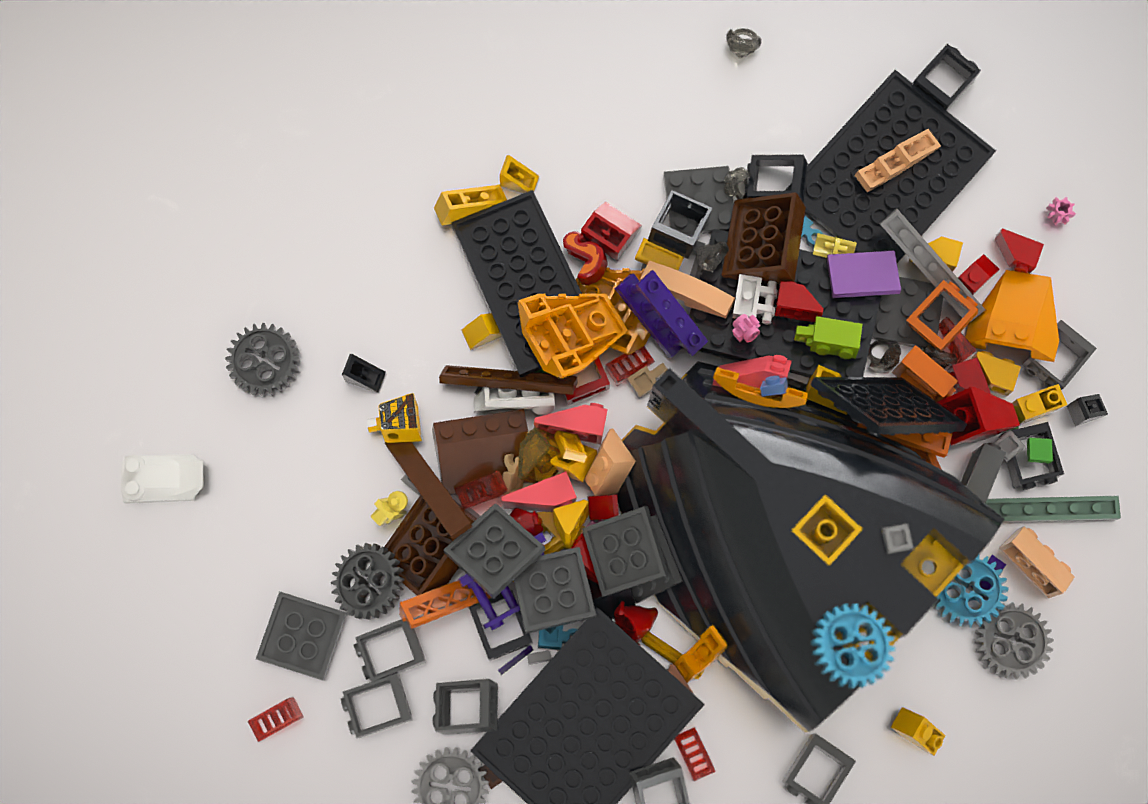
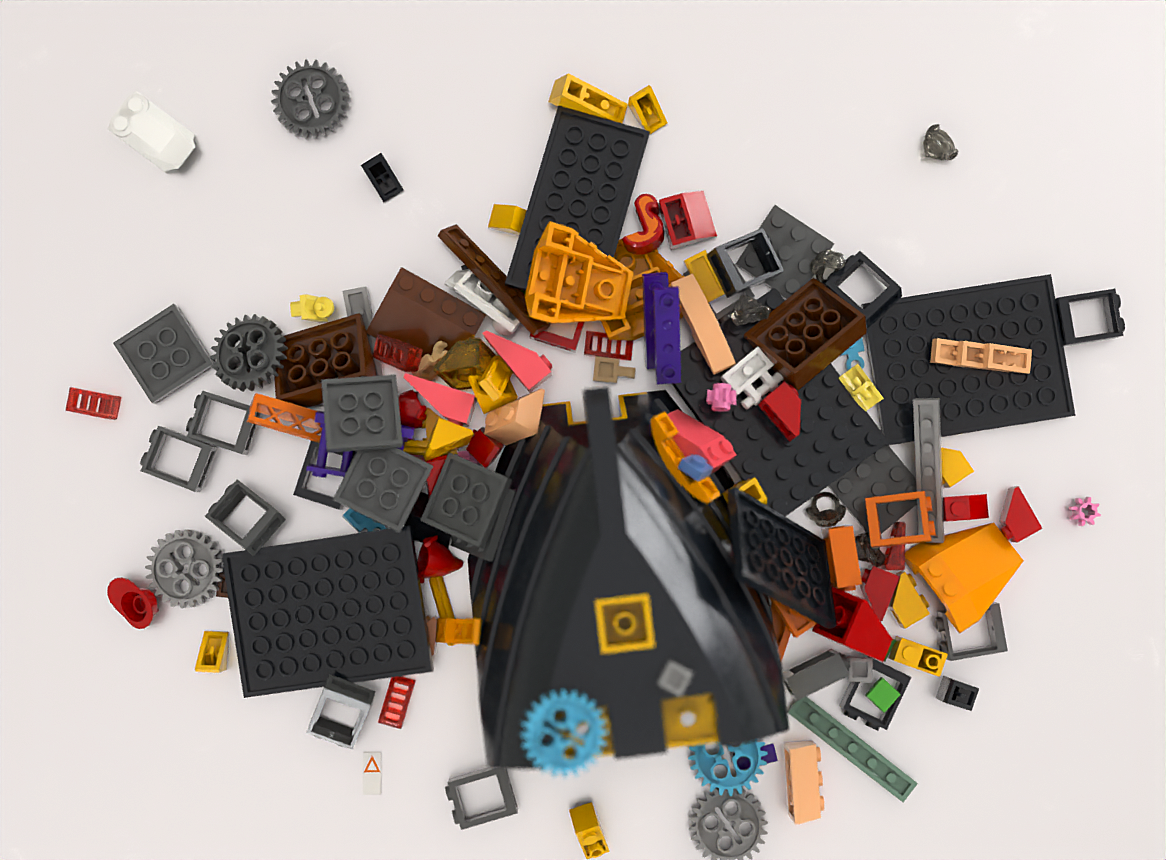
camera: 35 degrees right, 10 degrees up
(398, 420) = (378, 240): torso -> none
(430, 488) = (356, 314): reddish brown tile -> none
(515, 660) = (317, 511): sticker -> none
(539, 657) = (336, 525): light grey tile -> none
(831, 337) = (786, 463): lime hinge -> none
(863, 274) = (864, 430): medium lavender tile -> none

